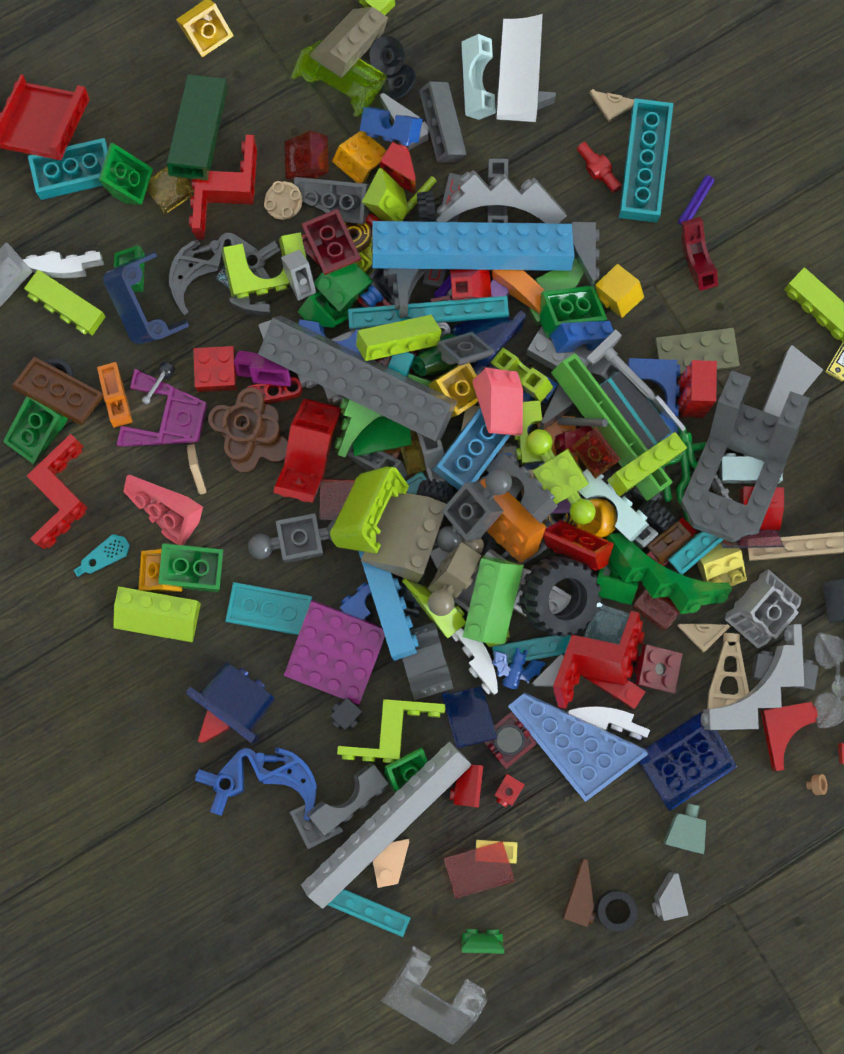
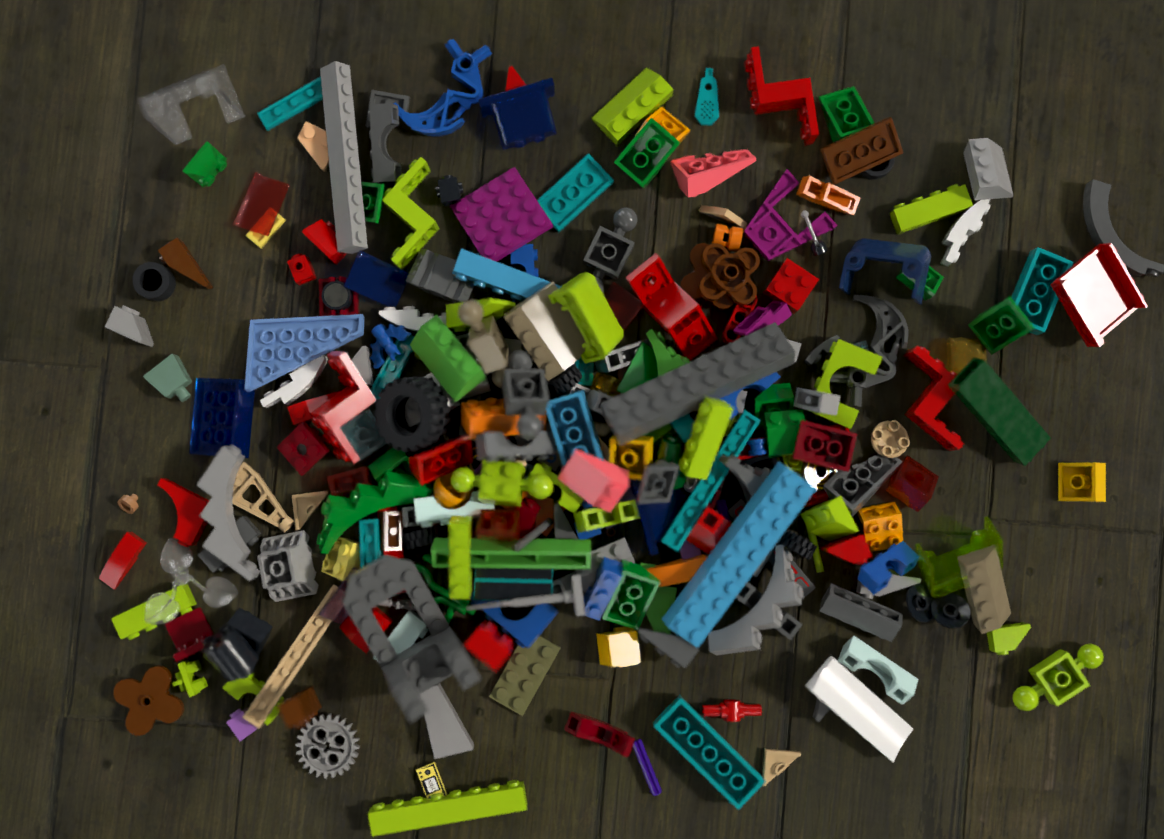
camera: 125 degrees right, 5 degrees up
(210, 444) = (734, 237): none -> orange wheel

